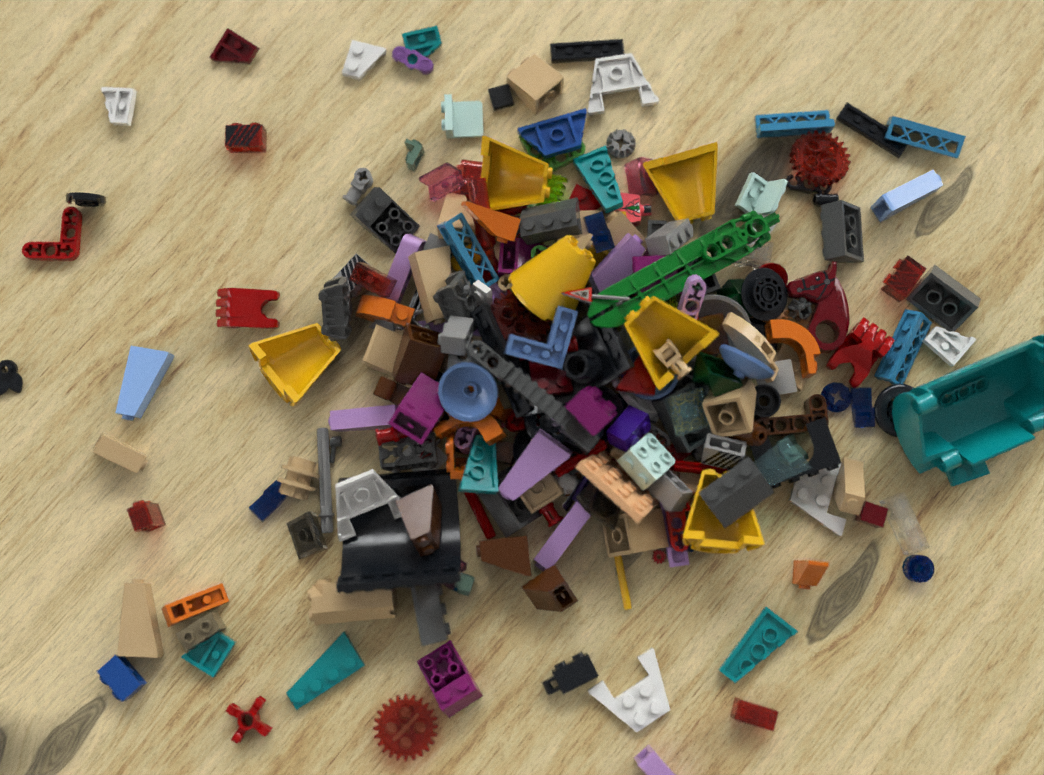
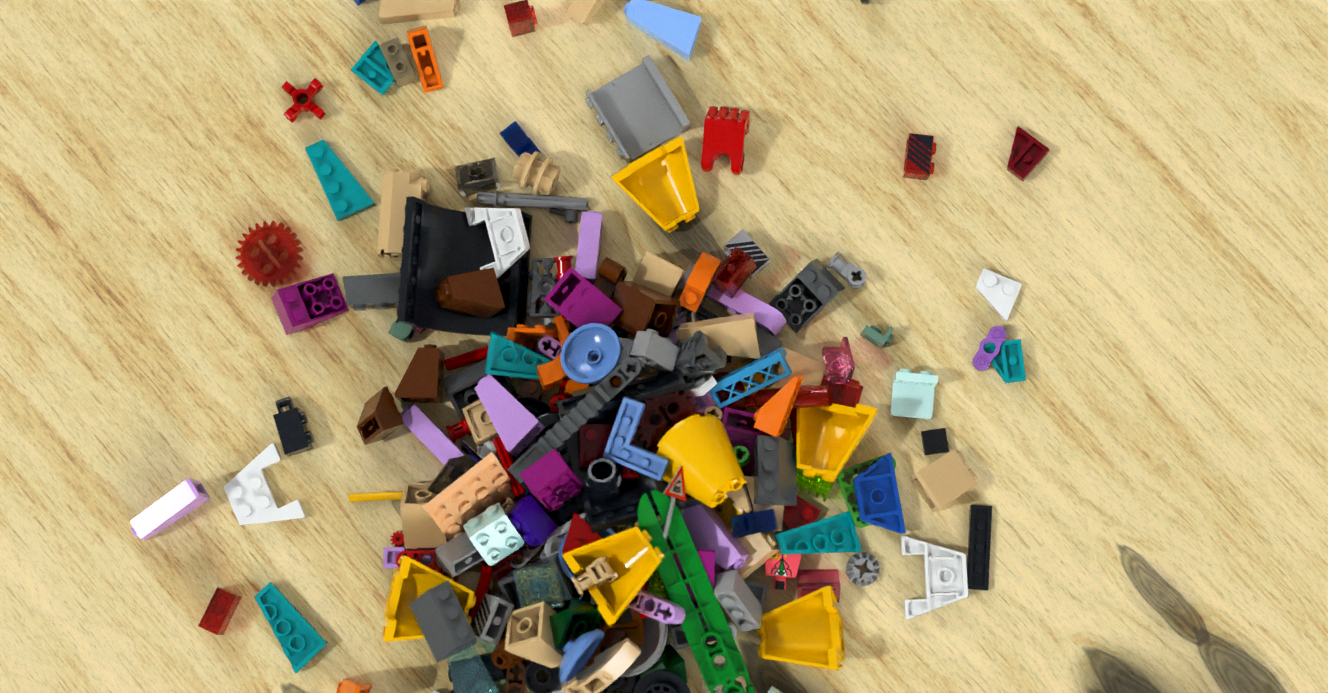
camera: 100 degrees right, 0 degrees up
(120, 104) = (974, 27): white wing -> none
(226, 394) = (638, 111): none -> light grey panel
(336, 308) = (709, 231): dark grey piece -> none

